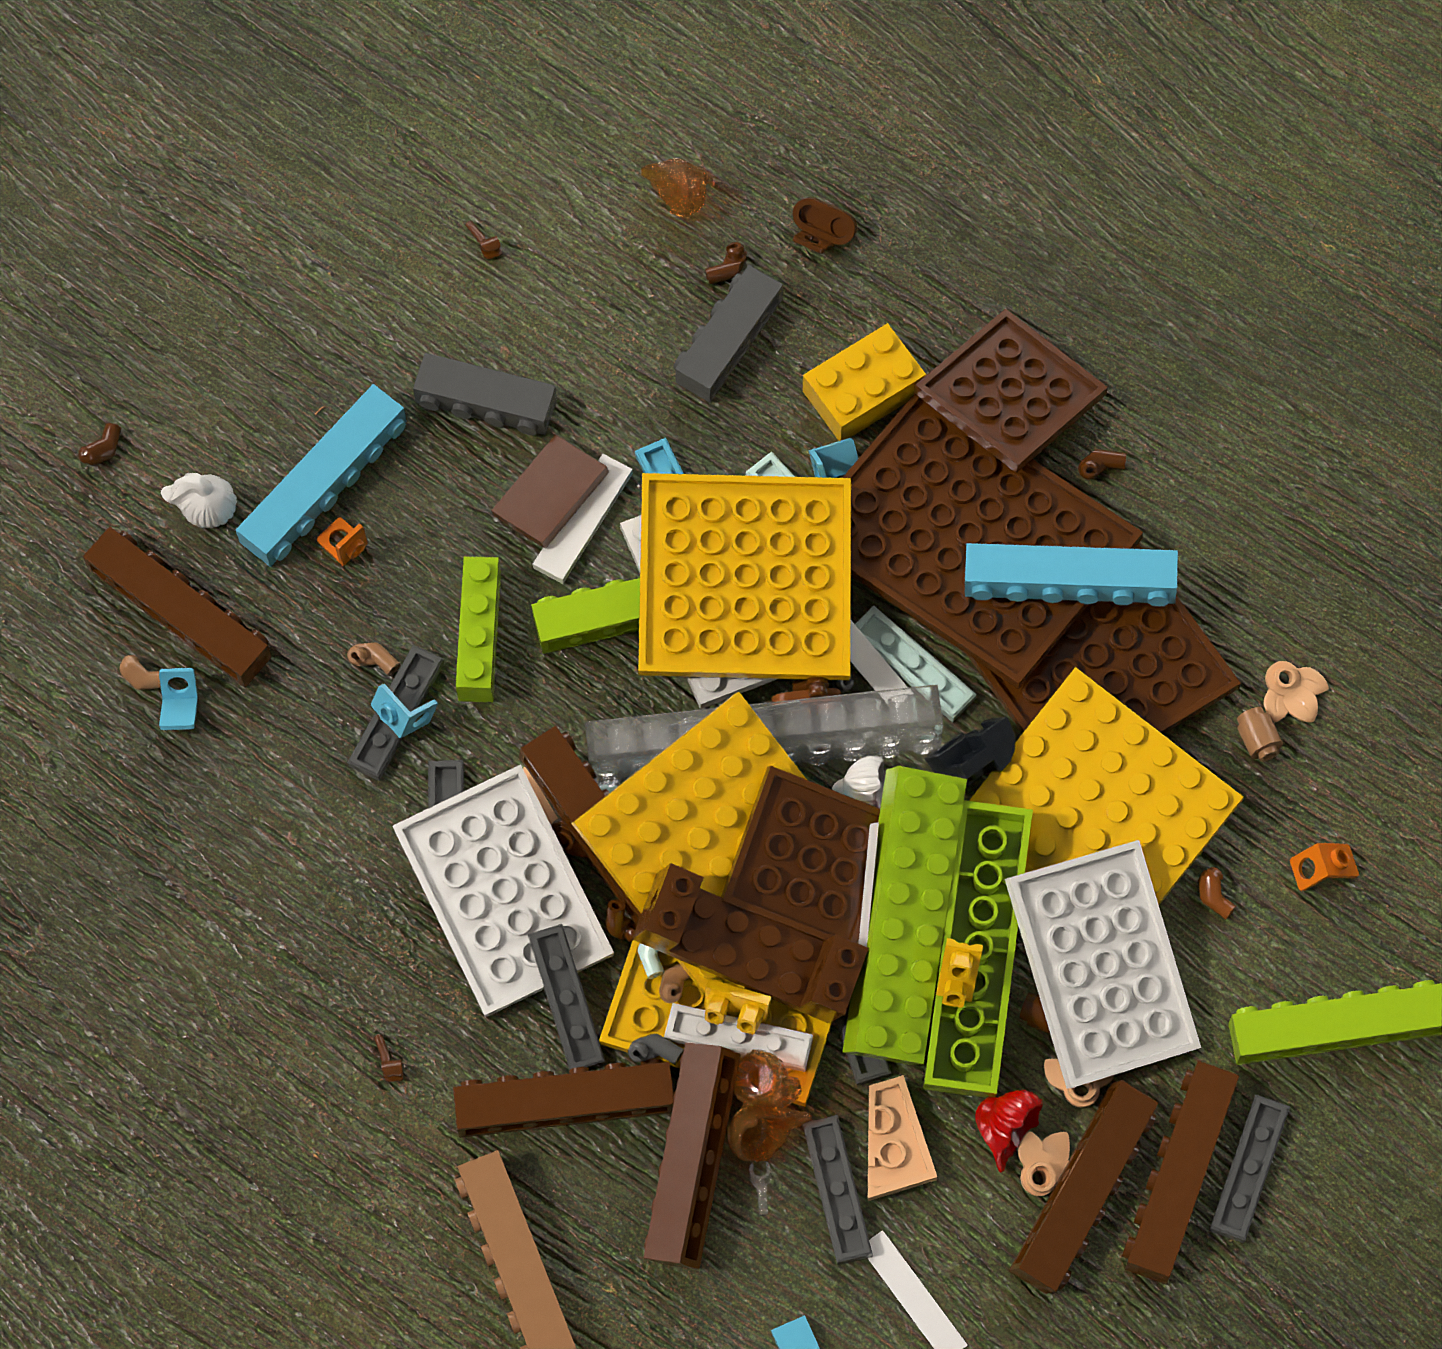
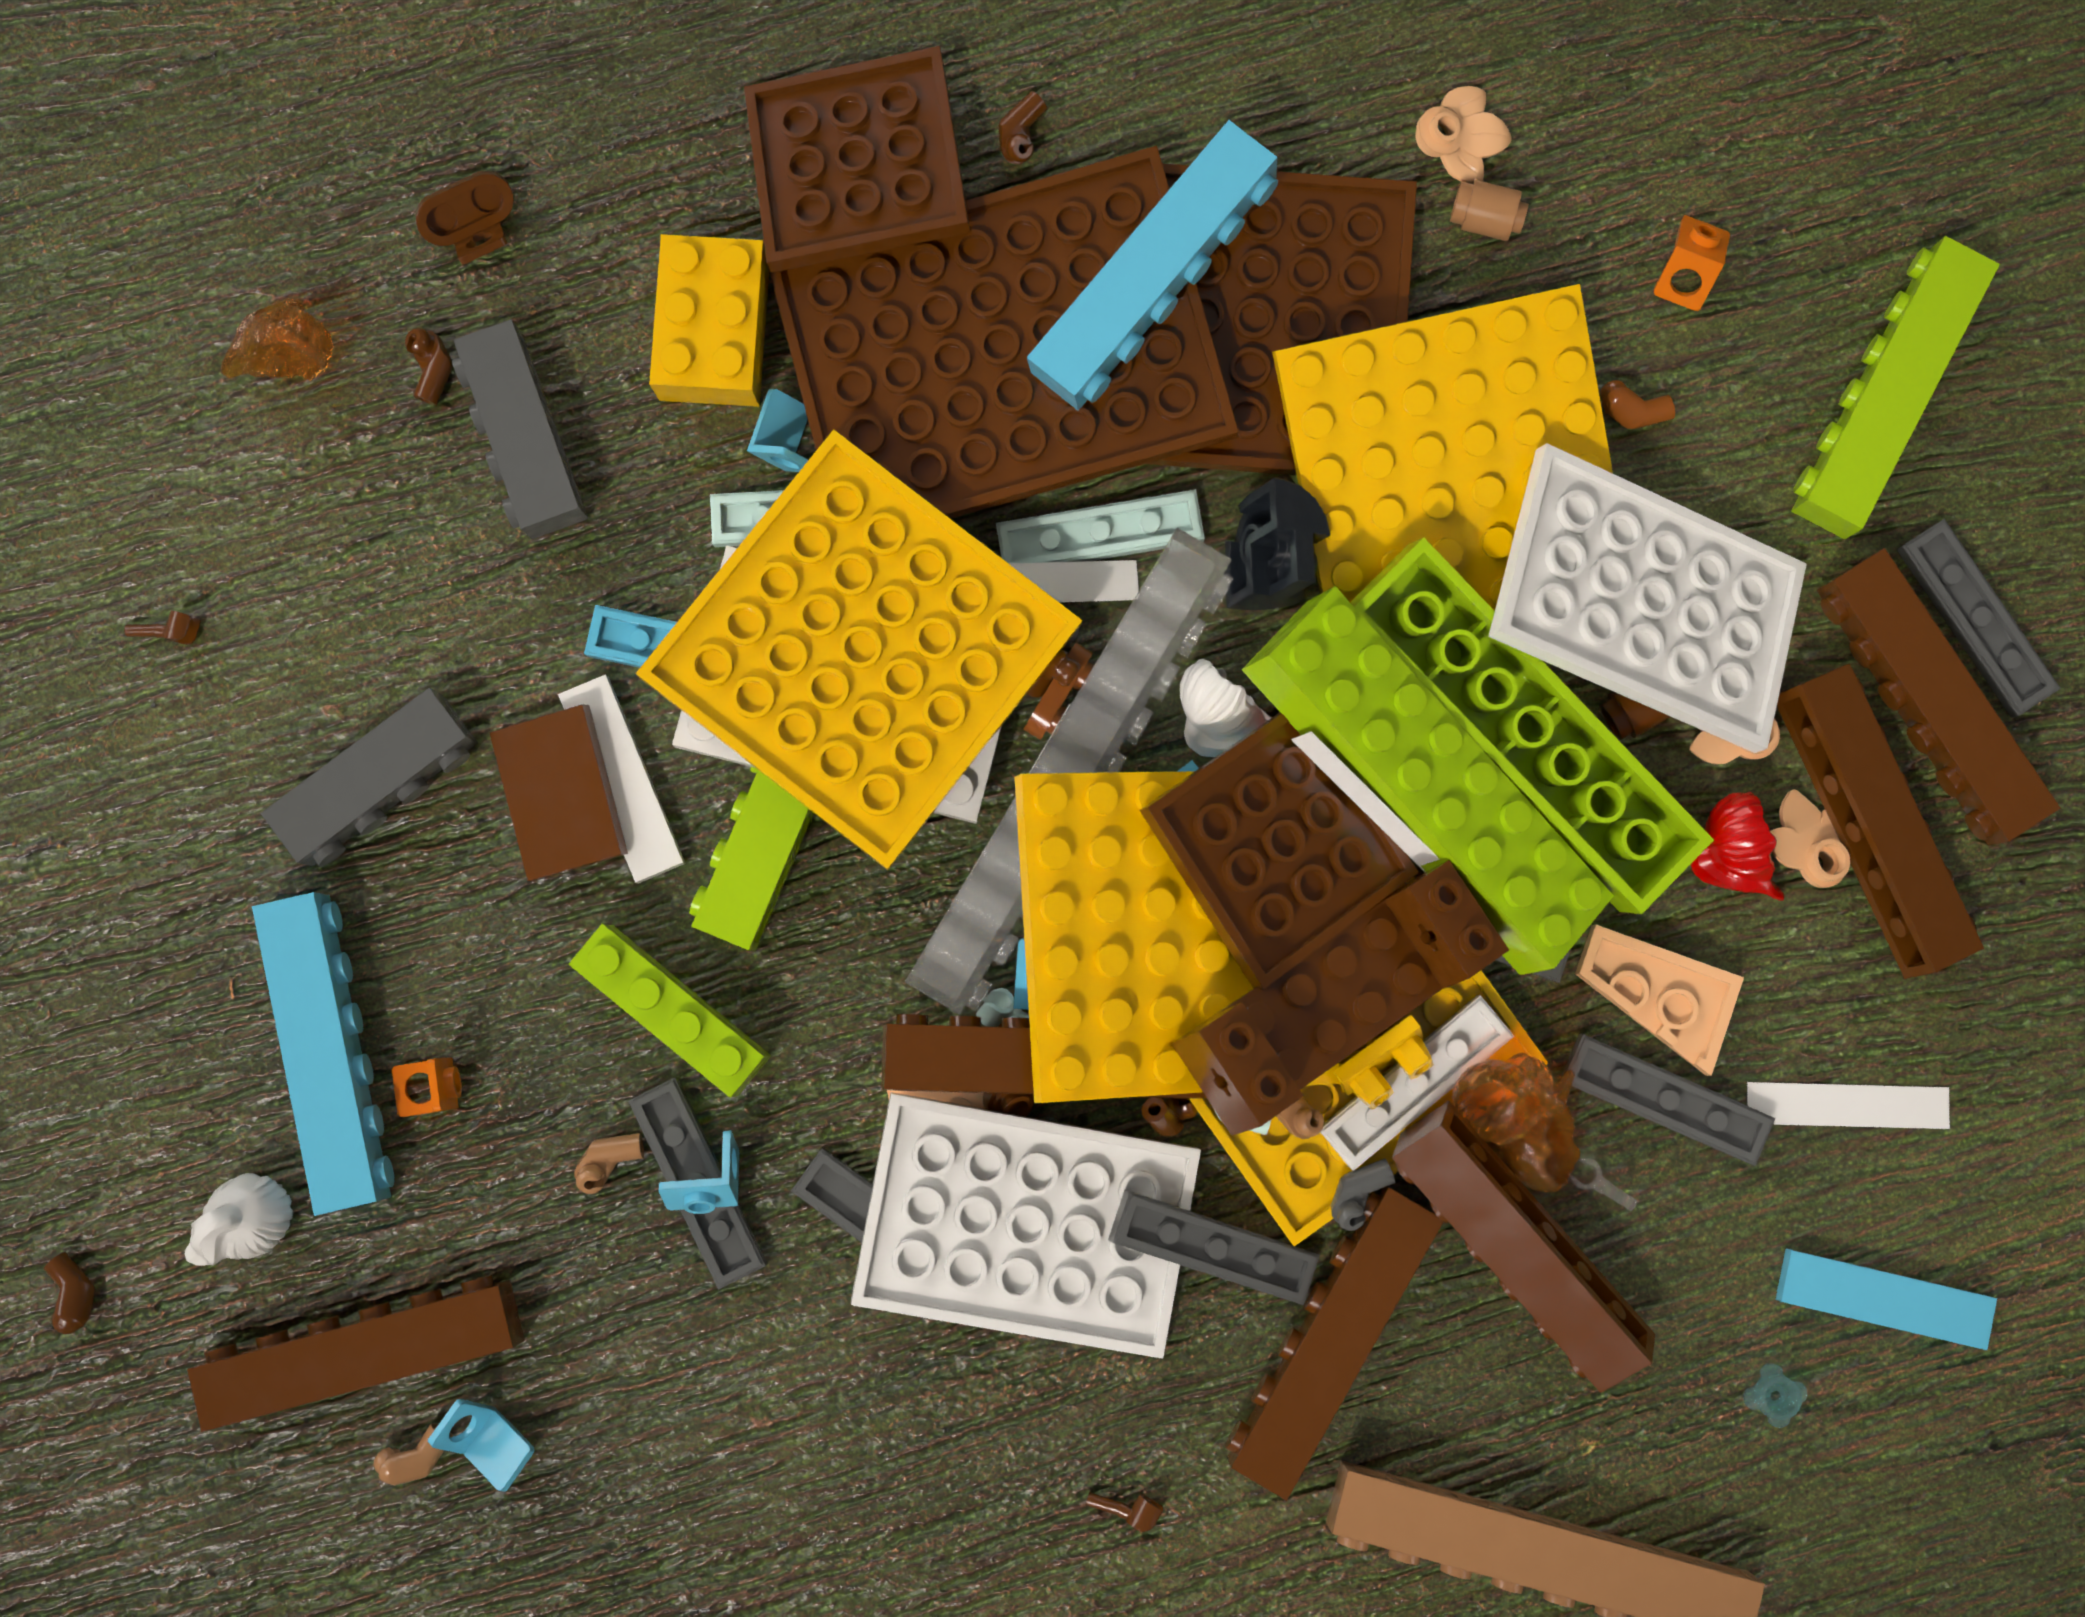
camera: 55 degrees left, 15 degrees up
(958, 972) = (1563, 778): yellow hips -> none

